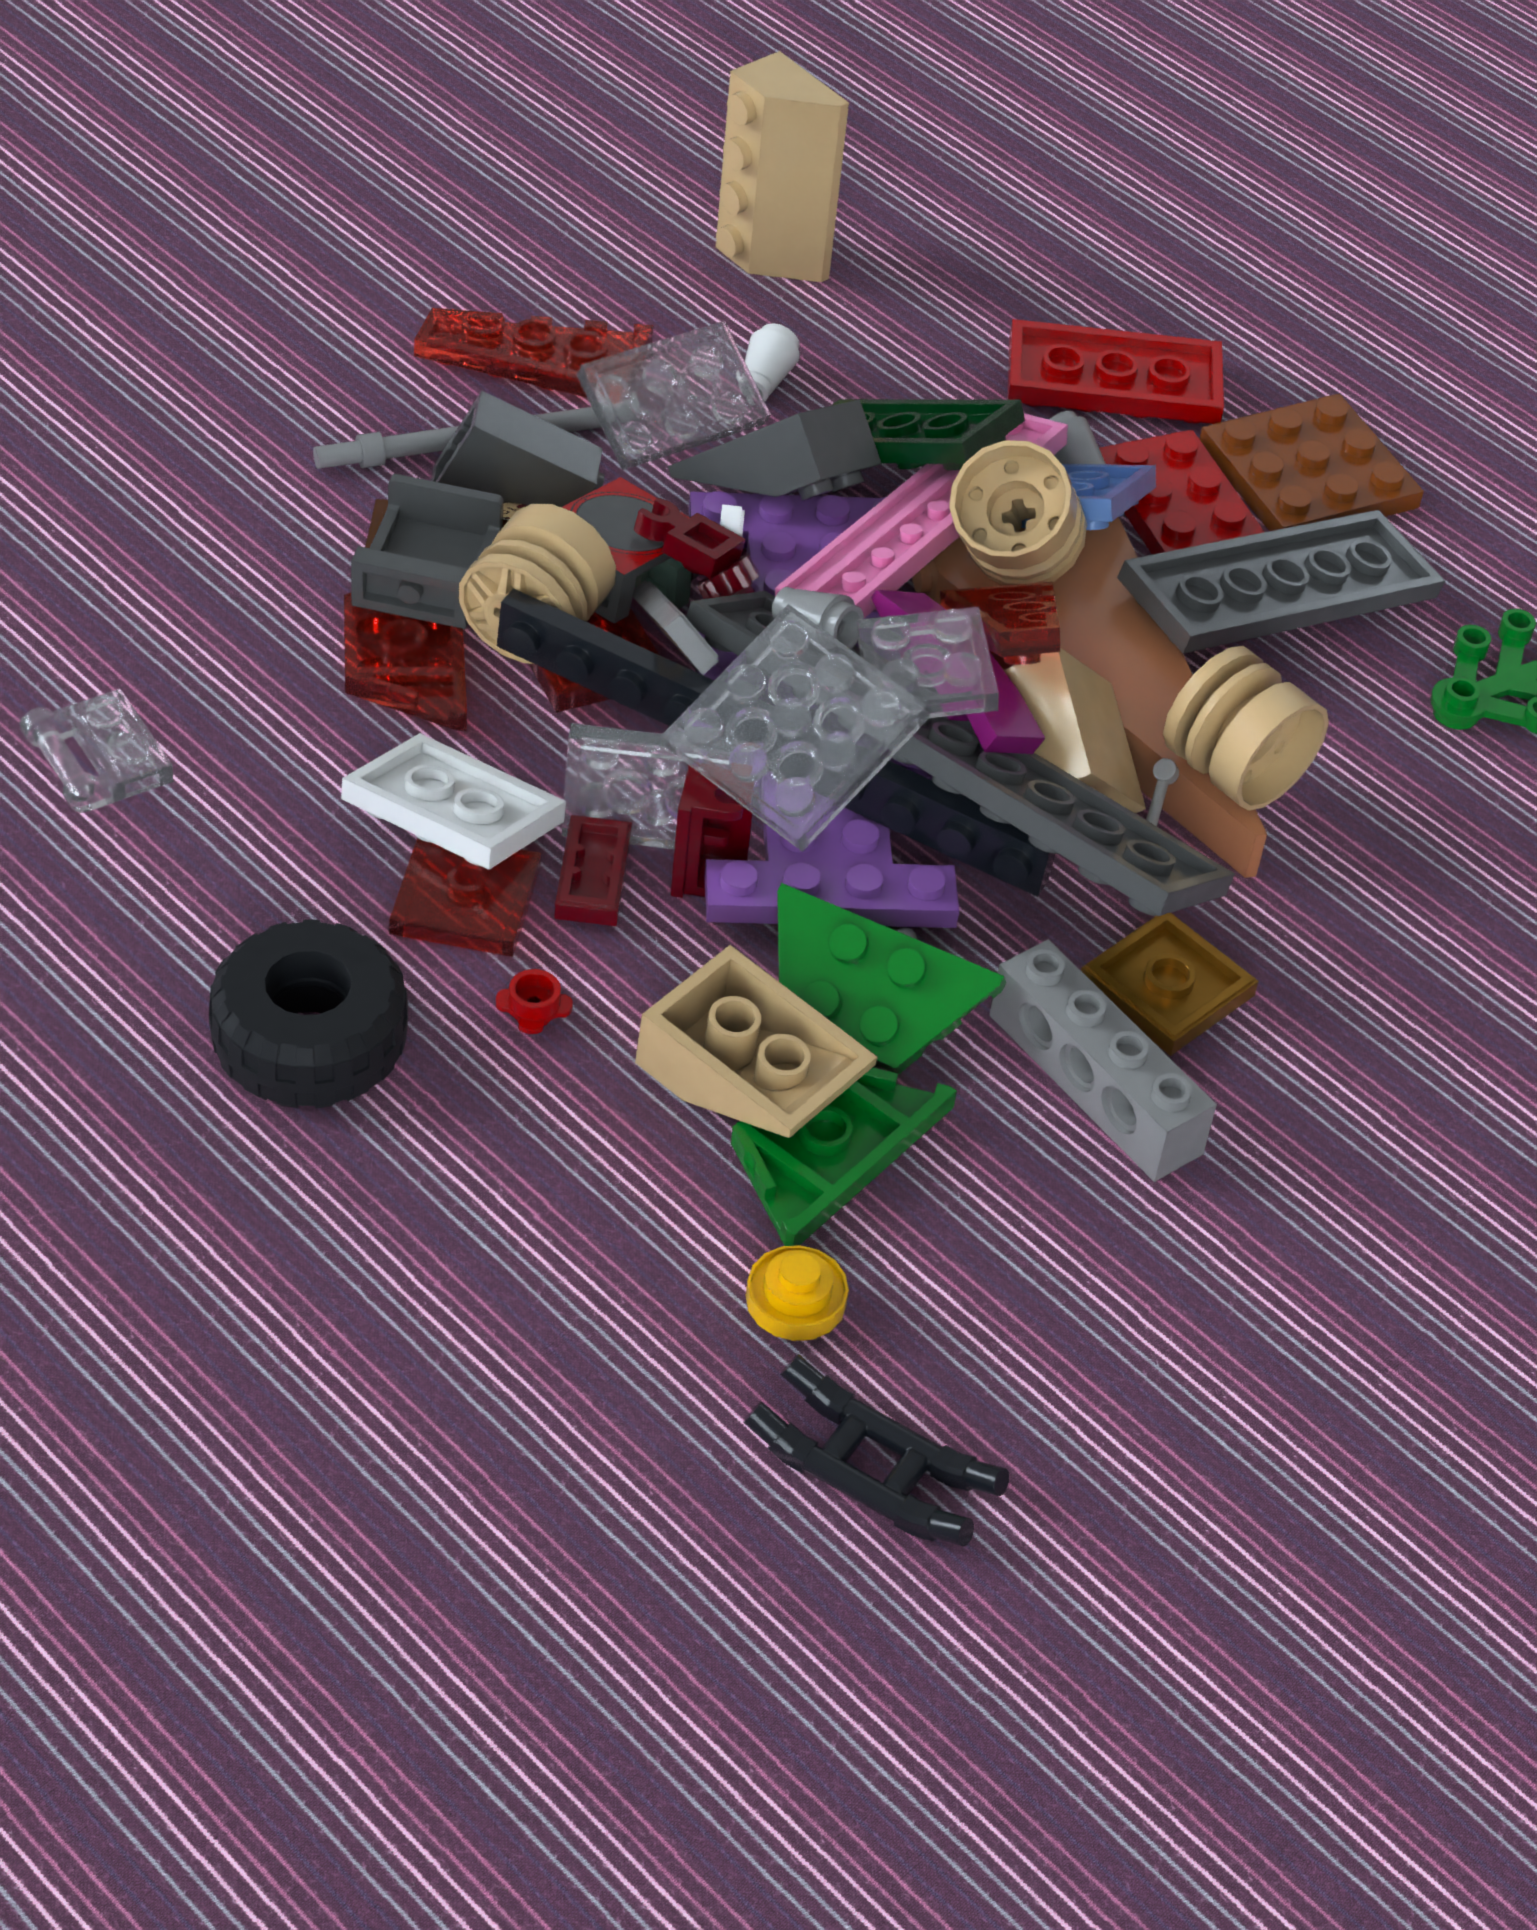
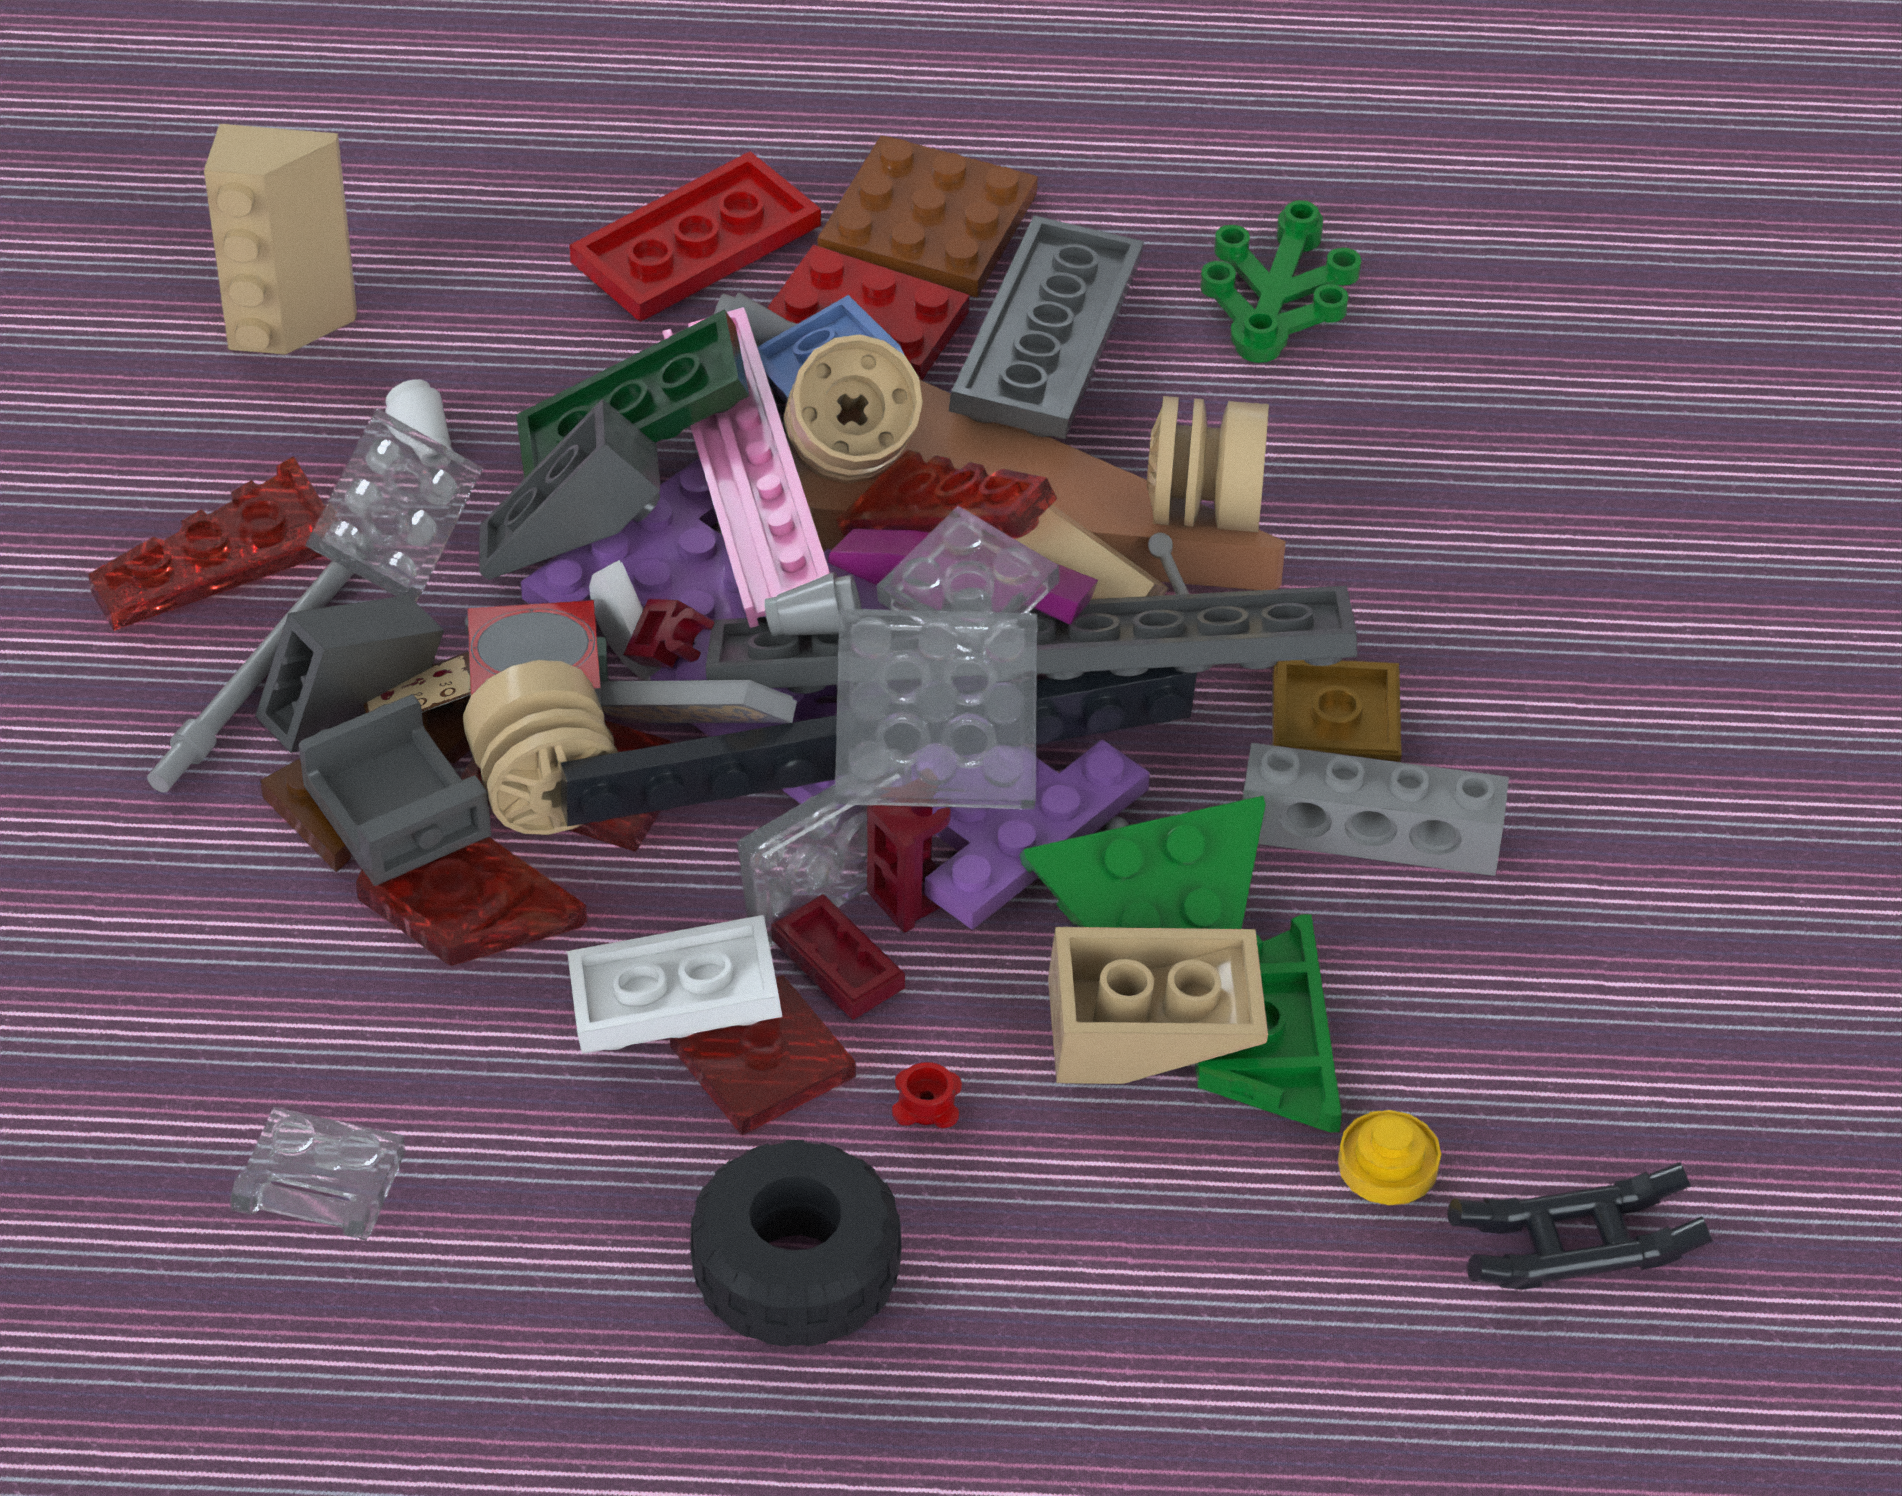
camera: 40 degrees left, 0 degrees up
(693, 541) = (613, 616): dark red plate -> none

